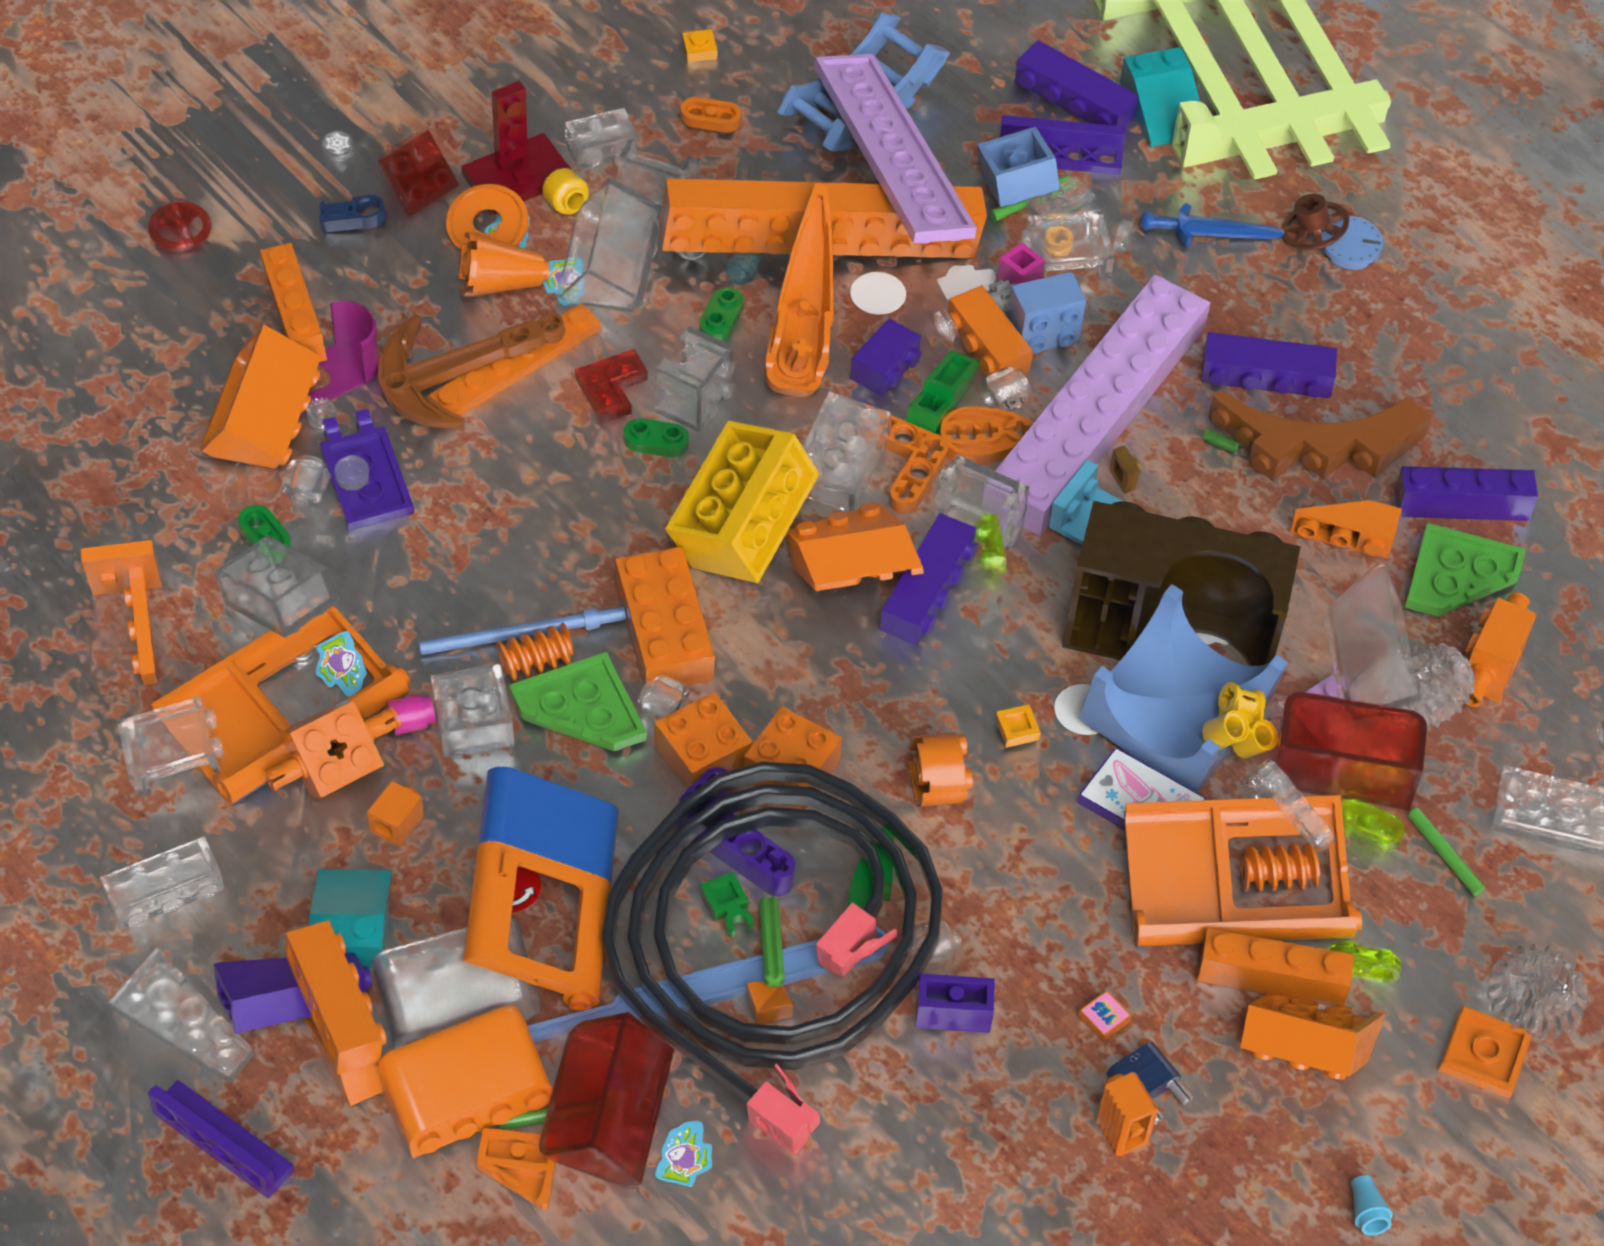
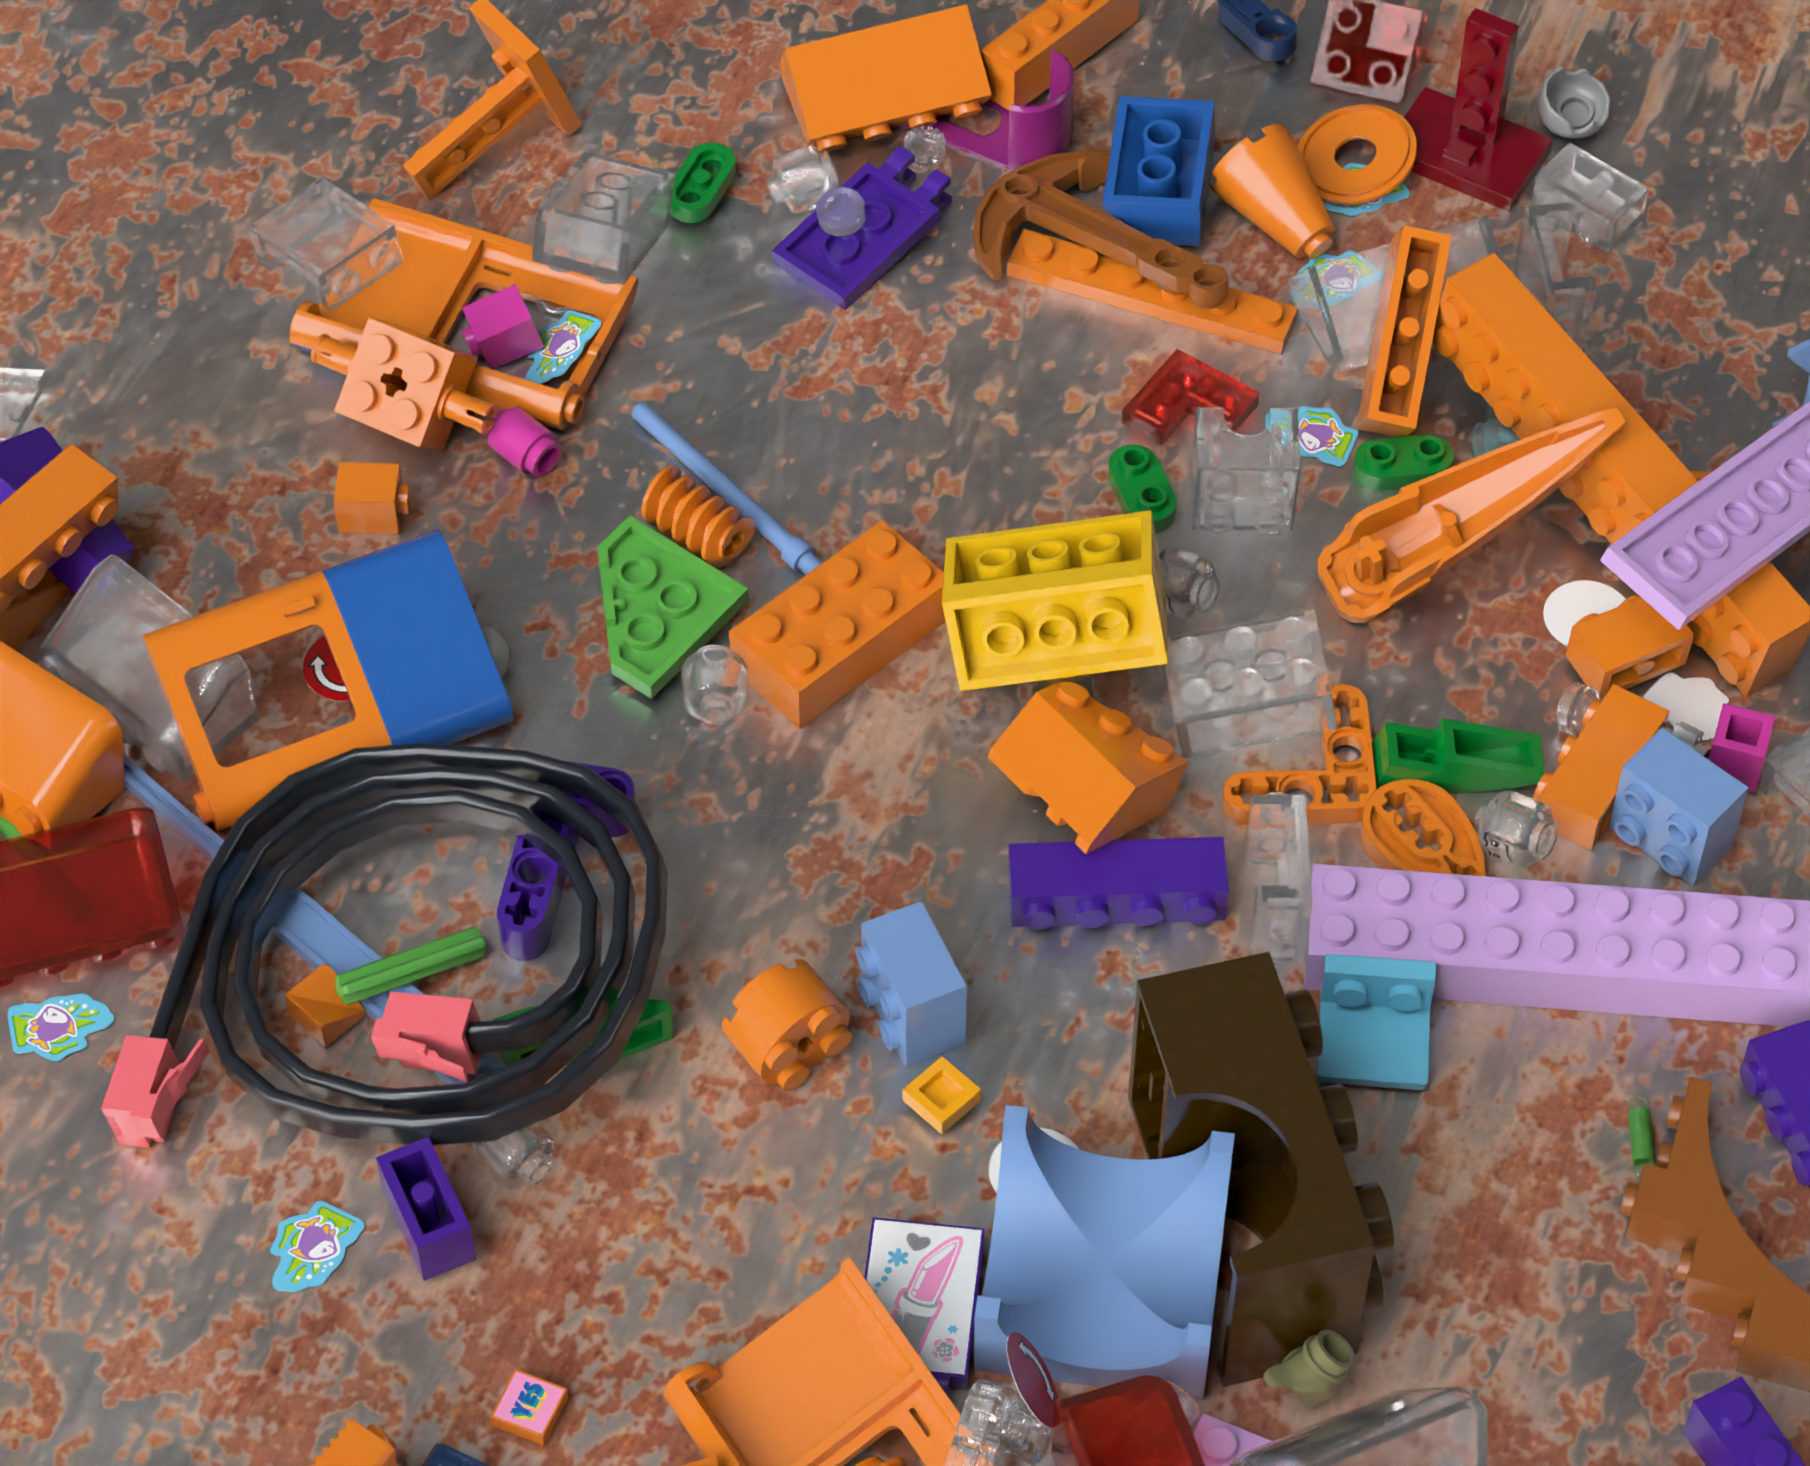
camera: 65 degrees right, 0 degrees up
(162, 883) = (137, 334): clear brick -> none
(310, 684) = (500, 328): none -> dark pink brick
(356, 908) = (199, 525): teal slope -> none
(442, 303) = (1161, 167): none -> blue slope
(472, 710) = (560, 494): clear brick -> none
(538, 110) = (1573, 103): none -> light grey hair
(565, 191) = (1467, 197): yellow head -> none
(660, 257) = (1403, 332): none -> orange brick
(664, 344) = (1323, 435): none -> sticker
(700, 739) = (674, 751): orange brick -> none
(711, 114) = (1744, 298): orange plate -> none
(728, 900) = (447, 890): green plate -> none
(798, 741) = (714, 857): orange brick -> none
(886, 357) = (1465, 666): dark purple brick -> none
(921, 280) = (1626, 646): none -> orange brick
(929, 1082) = (312, 1246): none -> sticker
(949, 697) = (912, 984): none -> medium blue brick
(993, 554) = (1222, 935): clear neon green plate -> none
(1125, 469) = (1485, 1032): pearl gold plate -> none
(1241, 722) = (1097, 1338): yellow piece -> none
(1242, 756) = (1032, 1378): none -> sticker
(1297, 637) = (1314, 1369): none -> olive animal
(1351, 525) = (1609, 1377): orange slope -> none

